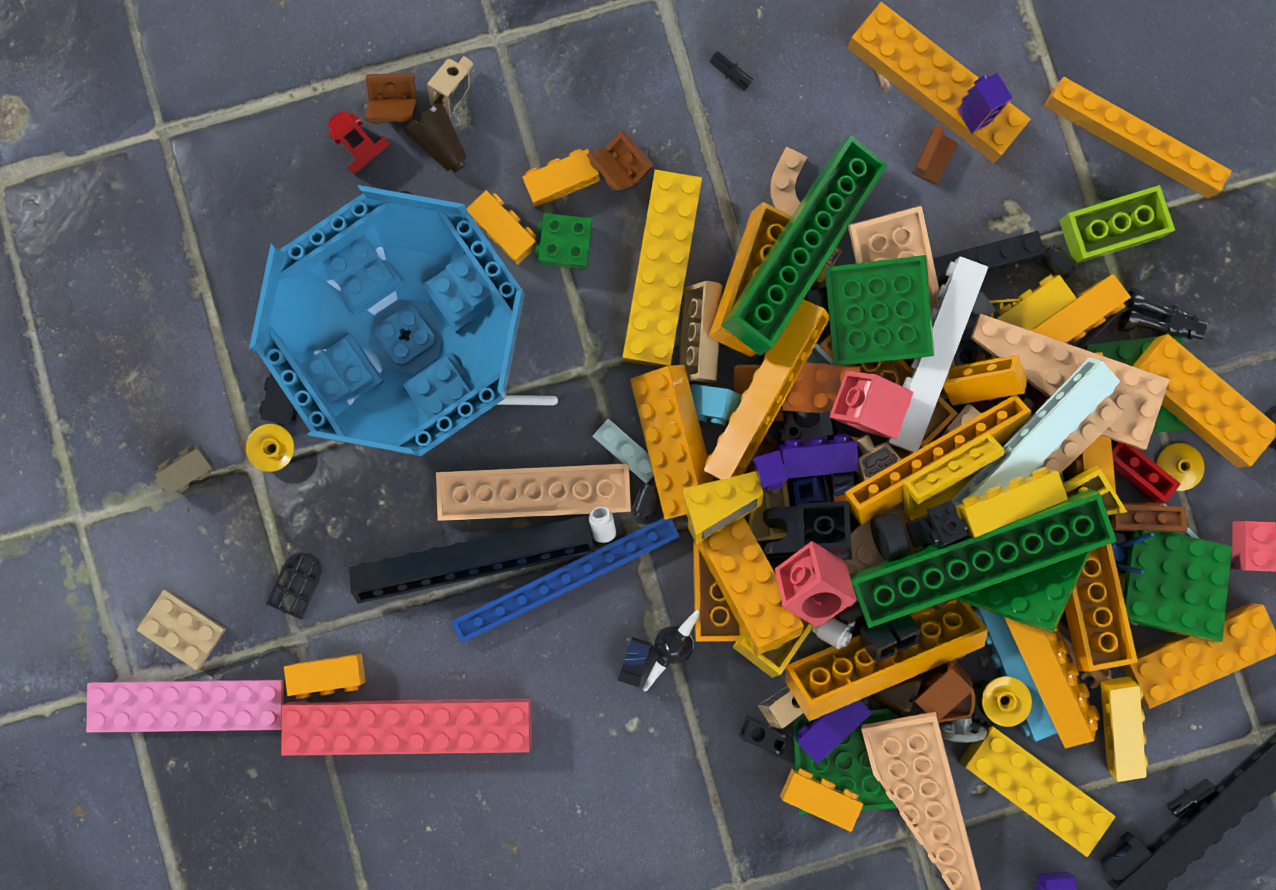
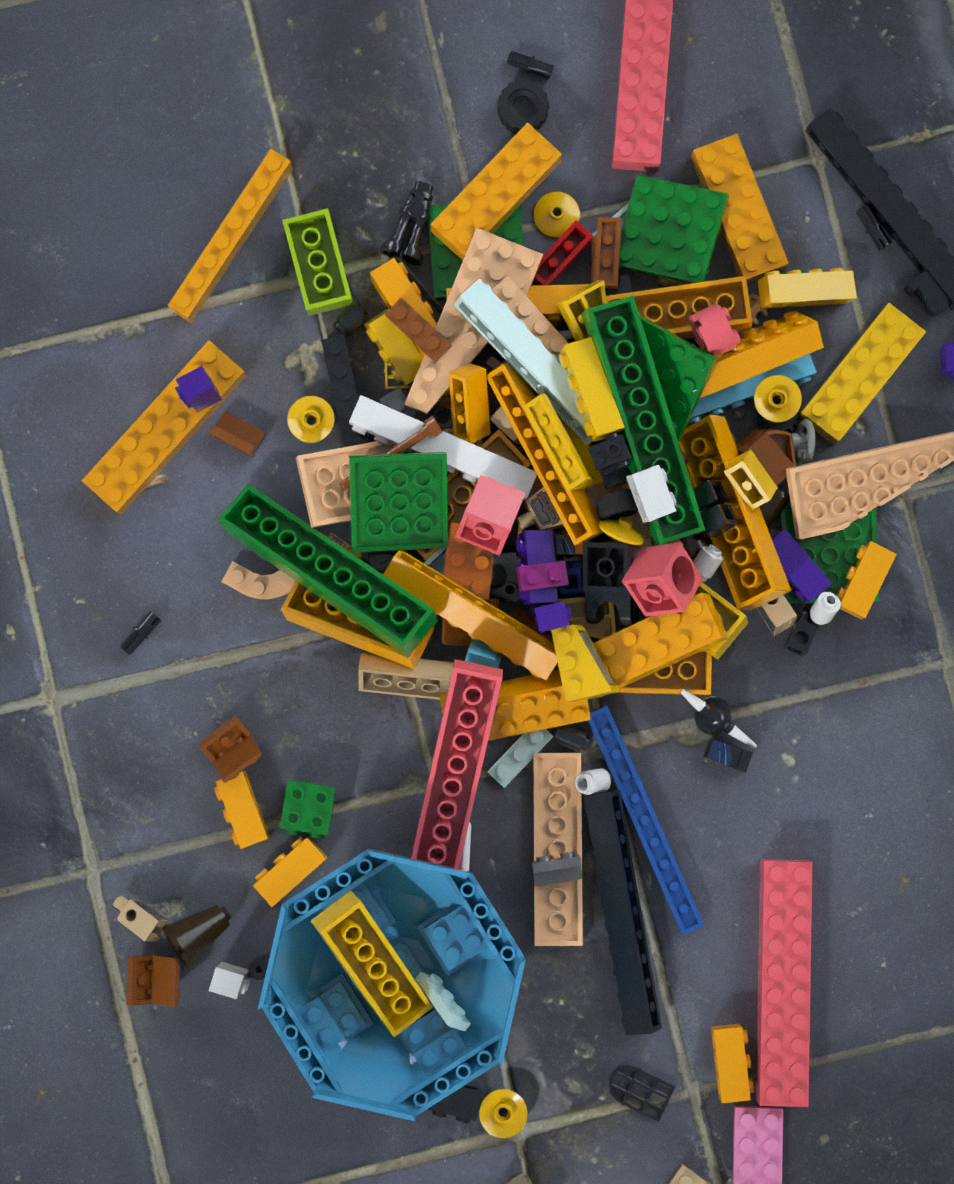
camera: 90 degrees left, 0 degrees up
(341, 125) = (181, 1031): red tile -> none
(375, 379) = (443, 1001): none -> light aqua plate
(392, 170) = (230, 980): none -> white brick
(410, 303) = (372, 963): none -> yellow brick
(511, 490) = (557, 869): none -> flat silver bracket
(614, 382) = (457, 763): none -> coral brick
(662, 269) = (340, 711): yellow brick -> none
(790, 757) = (825, 608): none -> white brick
(810, 461) = (542, 576): none -> magenta plate
(863, 541) = (622, 530): none -> yellow dish
(906, 569) = (651, 493): none -> white brick
(923, 674) = (750, 479): none -> yellow brick
(957, 338) = (429, 429): none -> dark orange piece
(962, 218) = (310, 407): none -> yellow dish
(1058, 324) = (418, 330): none -> dark orange plate
(1080, 630) = (713, 330): none -> coral brick
(1119, 554) = (640, 283): blue plant -> none

